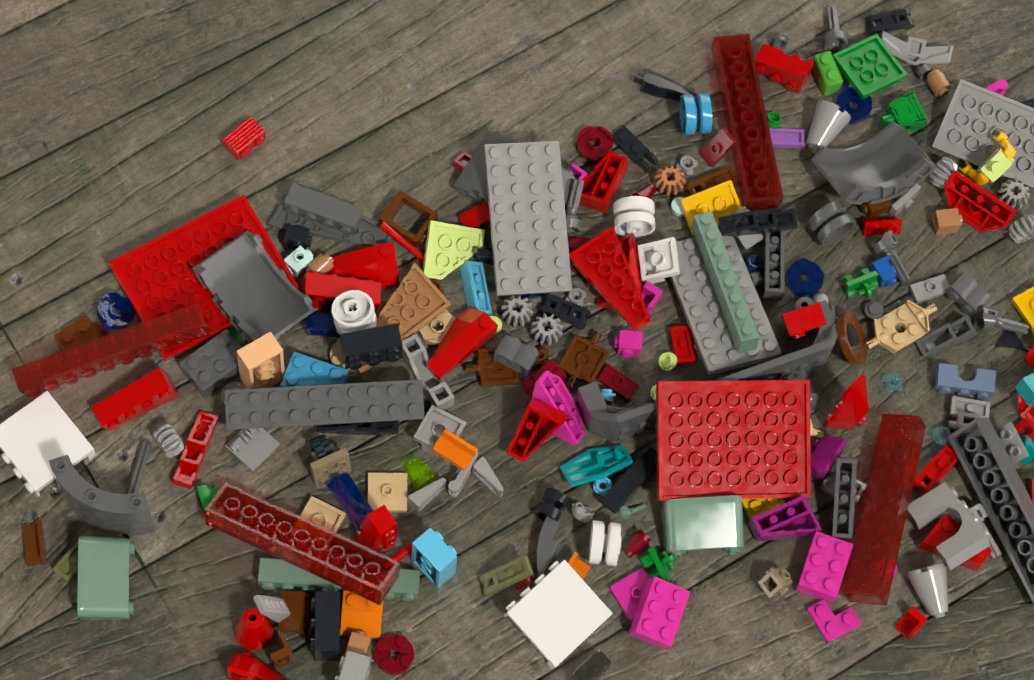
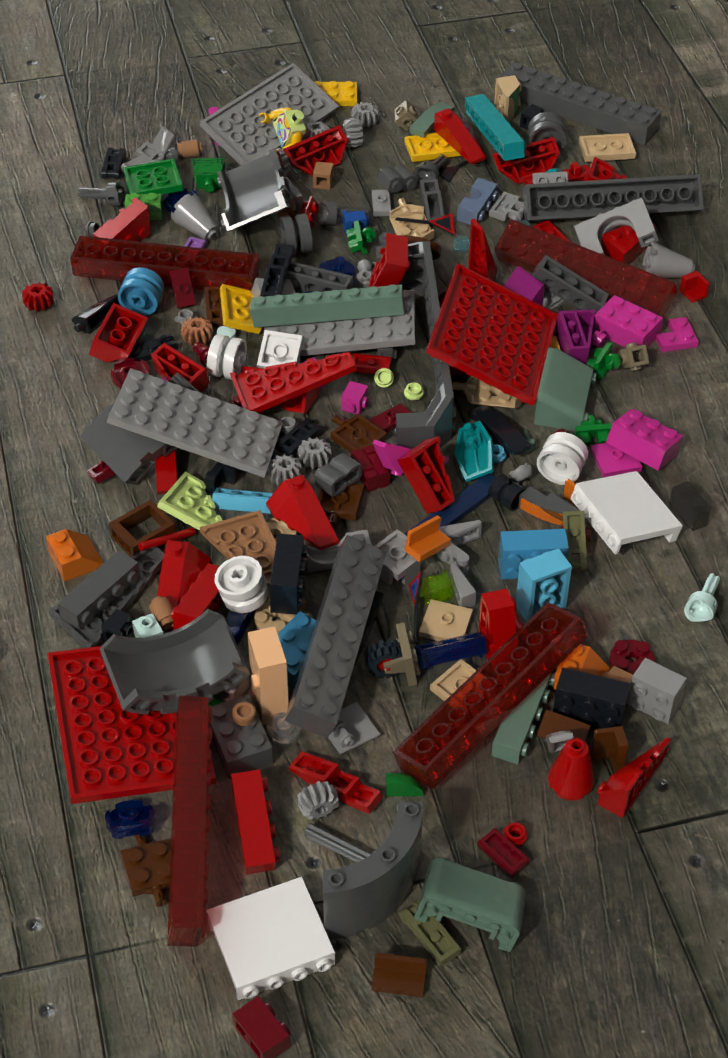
camera: 65 degrees left, 20 degrees down
(164, 593) = (503, 852): none -> dark red plate
(182, 593) = (516, 829): none -> red plate
(224, 359) = (244, 713): none -> medium nougat tile
(365, 176) = (73, 554): none -> orange slope
(390, 464) = (414, 588): none -> black piece
(476, 542) = (521, 545): none -> dark azure brick
(527, 470) = (464, 502): none -> dark blue tile
(635, 115) = (117, 334): none -> red slope
(665, 29) = (37, 296): none -> red gear
(762, 556) = (604, 360): none -> green hips
(796, 544) = (598, 338): none -> dark pink plate
(918, 356) = (445, 222): none -> black piece

